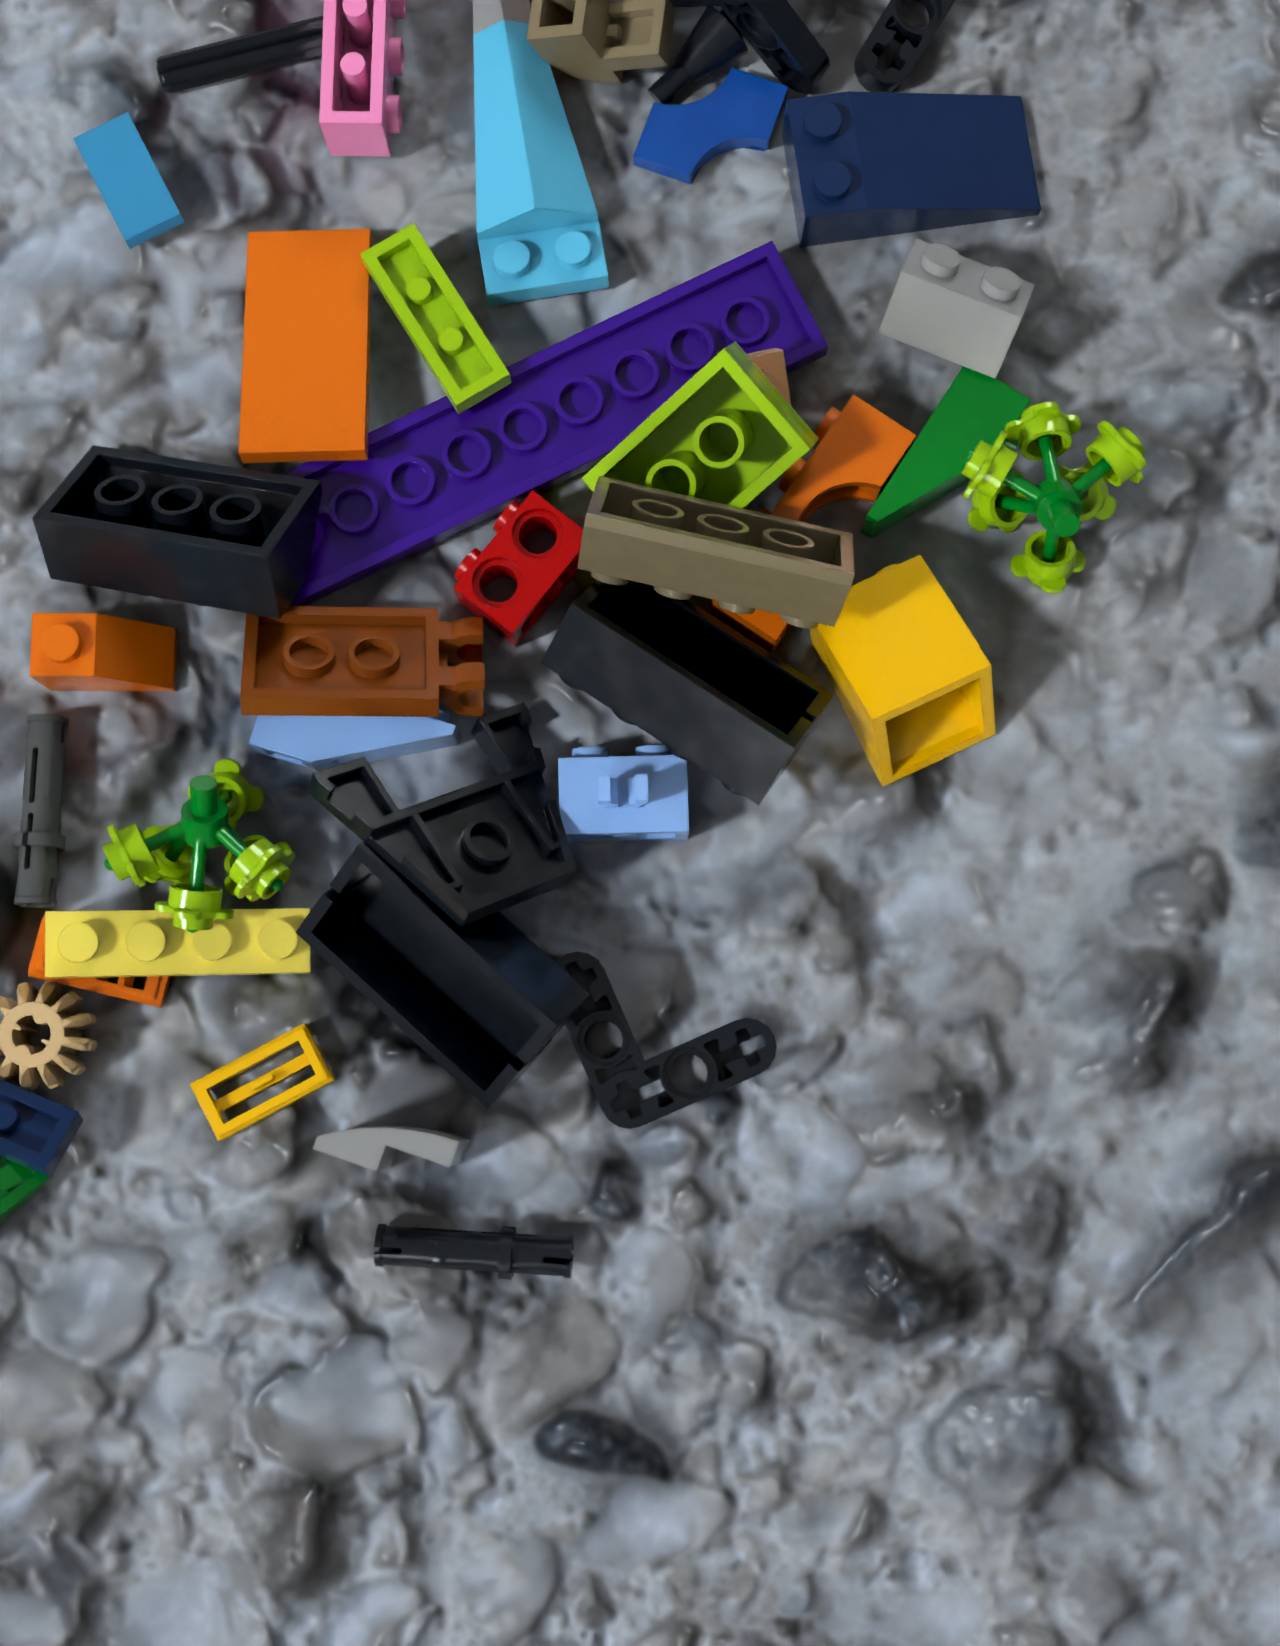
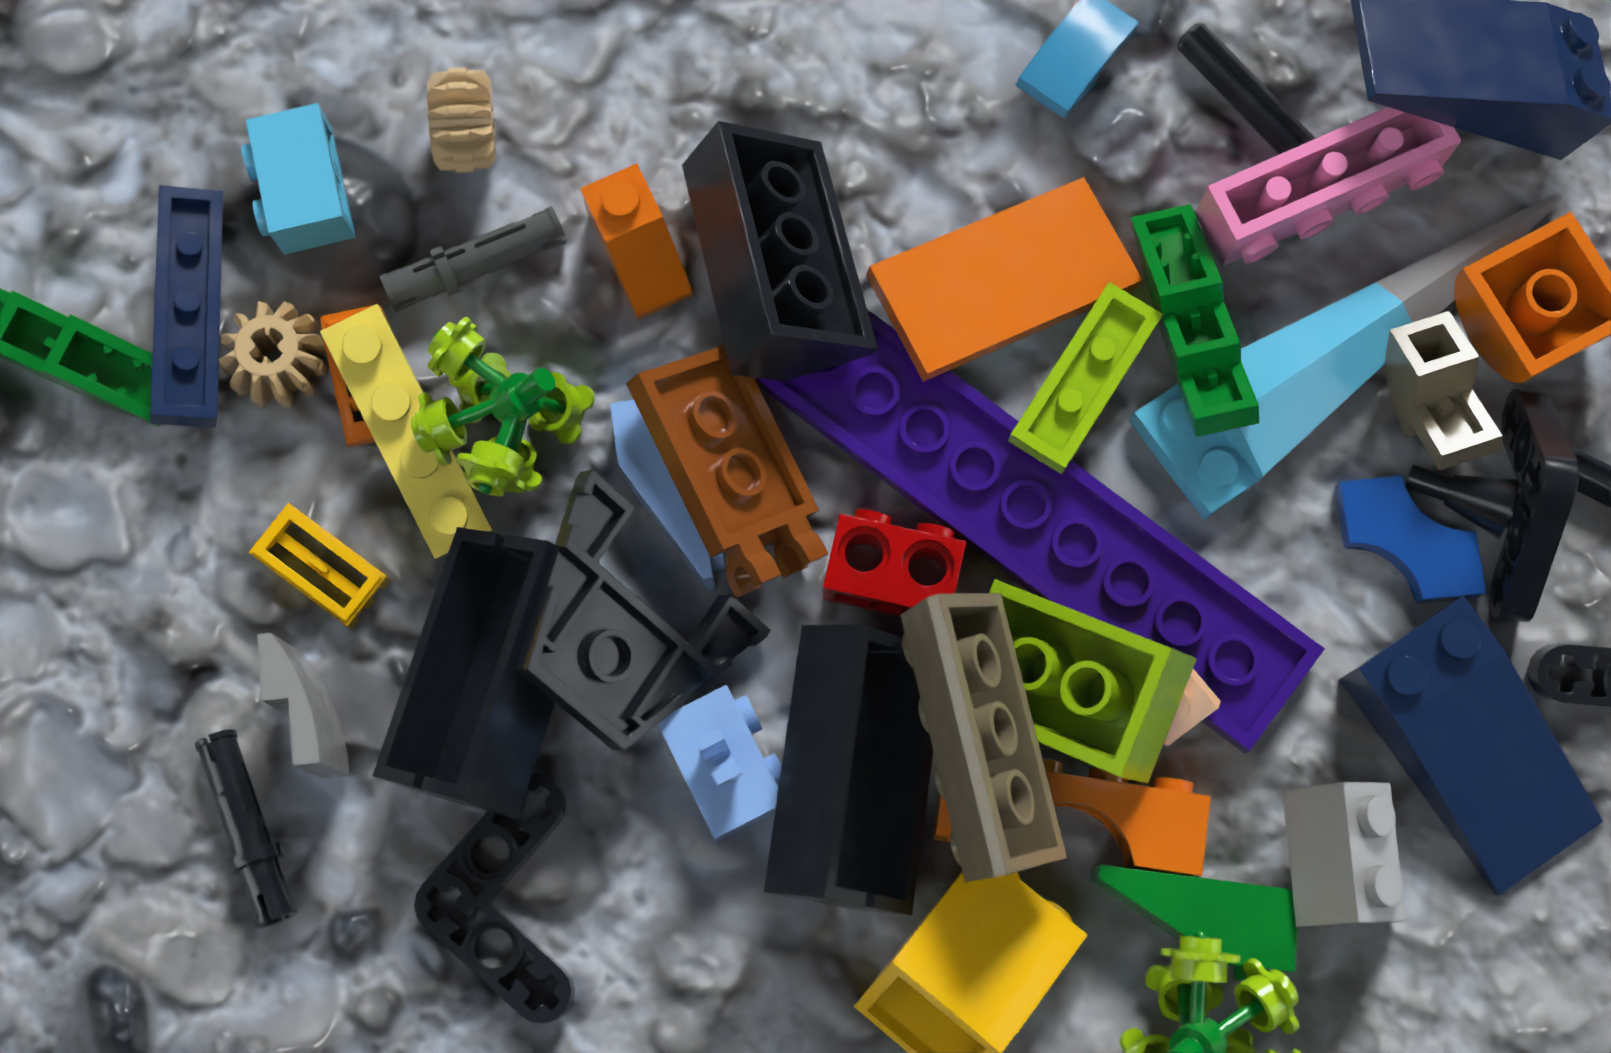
camera: 65 degrees right, 5 degrees down
(439, 200) = (1195, 320): none -> green slope

